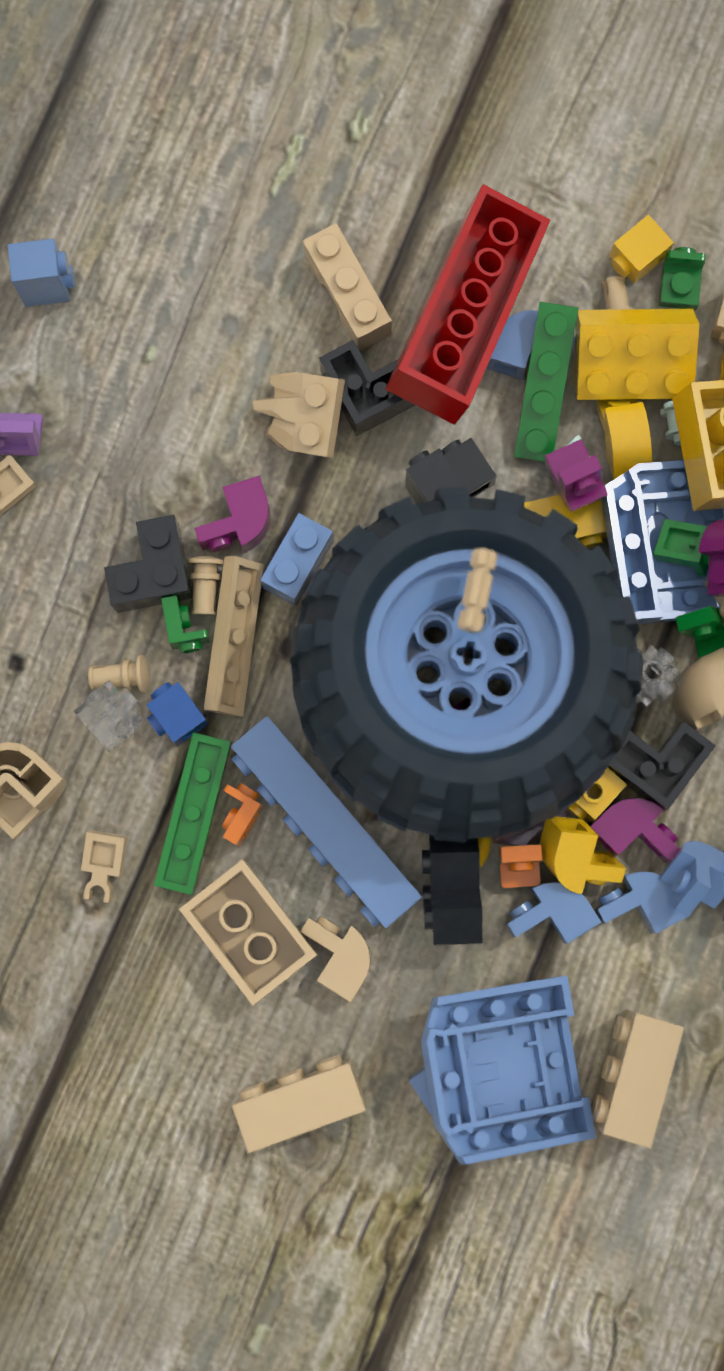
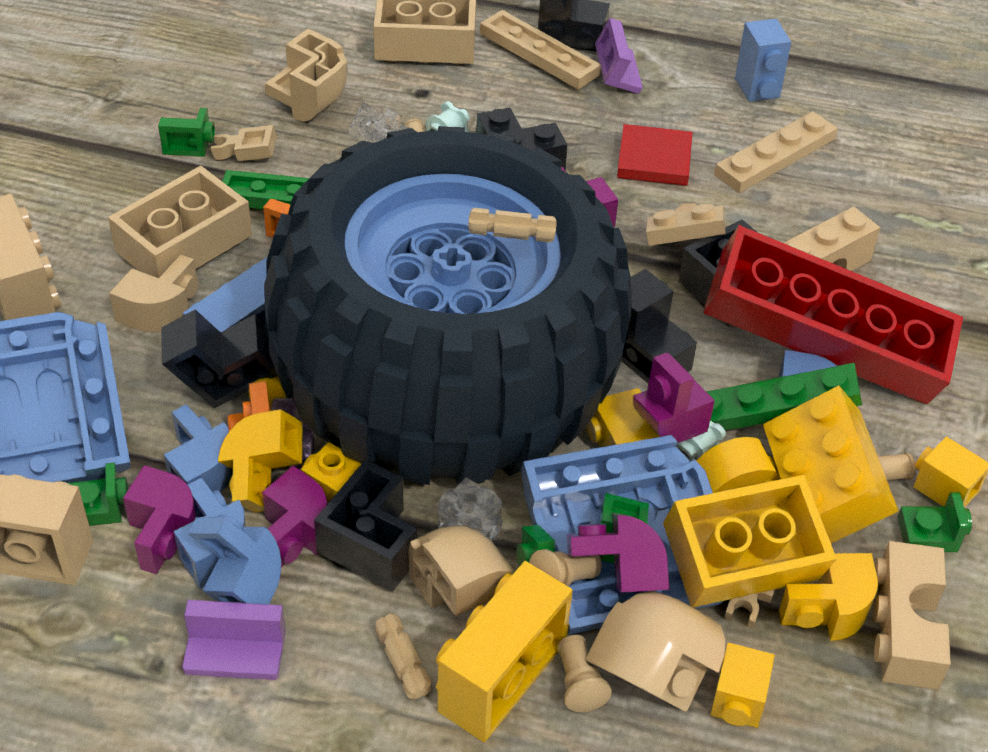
camera: 75 degrees right, 35 degrees down
(86, 933) = (186, 136): none -> green bracket
(99, 640) = (449, 117): none -> light aqua brick
(159, 422) = (655, 154): none -> red tile
(167, 292) = (775, 151): none -> tan plate
(590, 1008) = (103, 497): none -> green bracket
(612, 940) = (158, 506): none -> magenta brick

